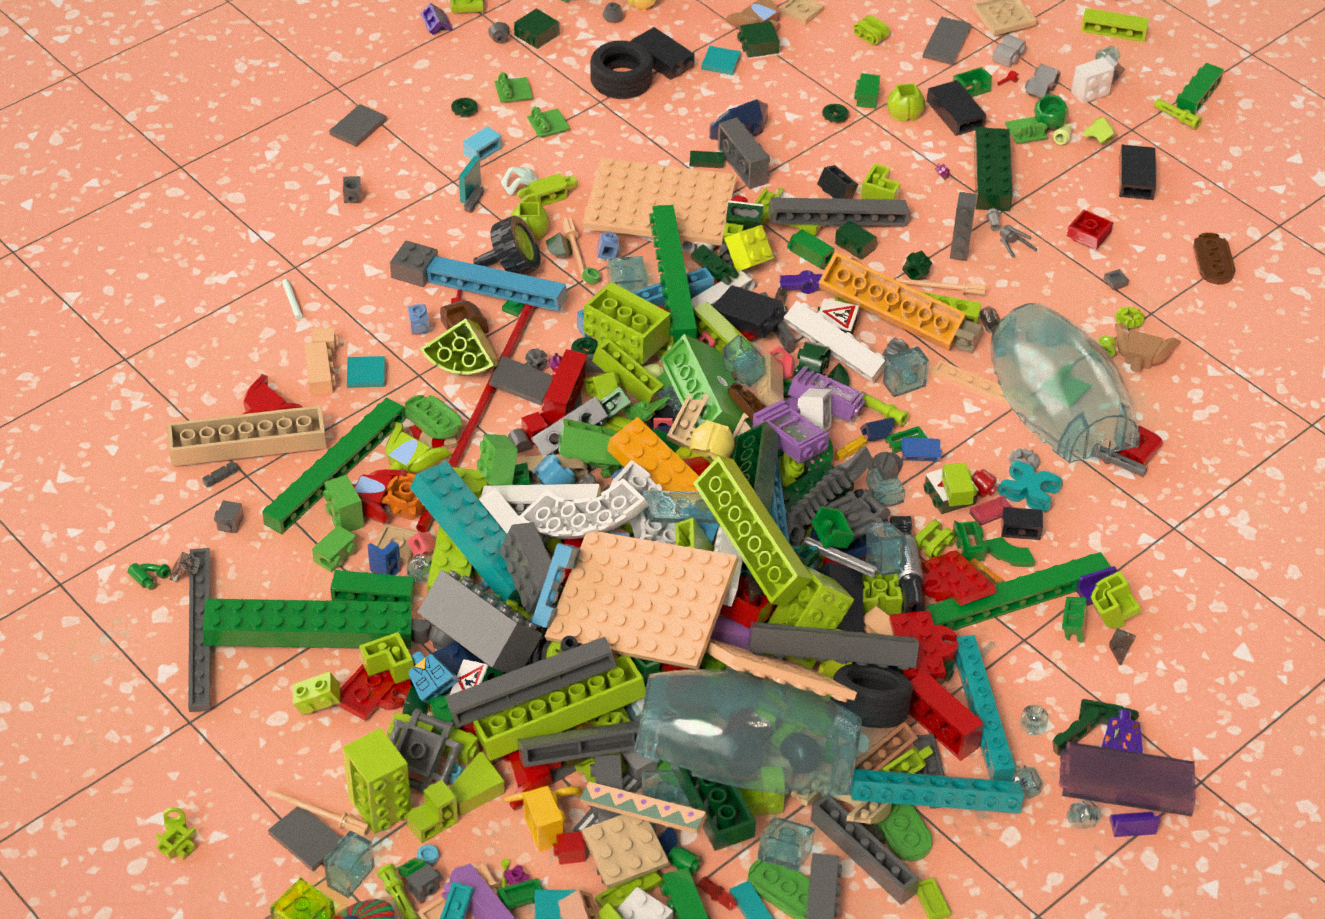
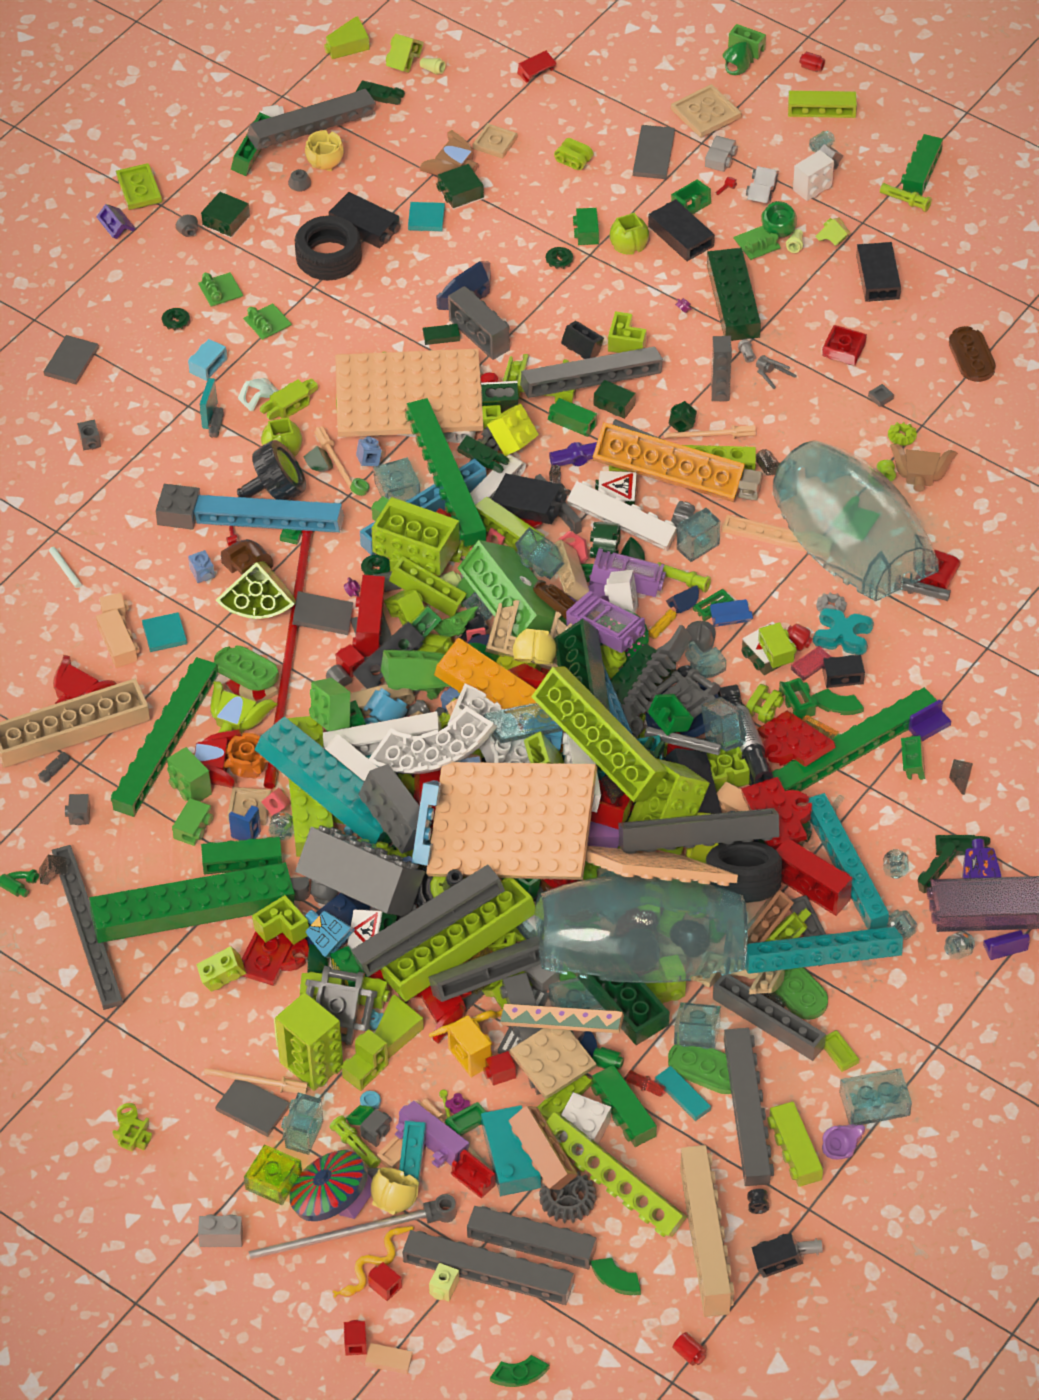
camera: 10 degrees left, 5 degrees up
(536, 359) = (331, 588): dark grey gear -> none
(1114, 601) = (946, 733): lime brick -> none

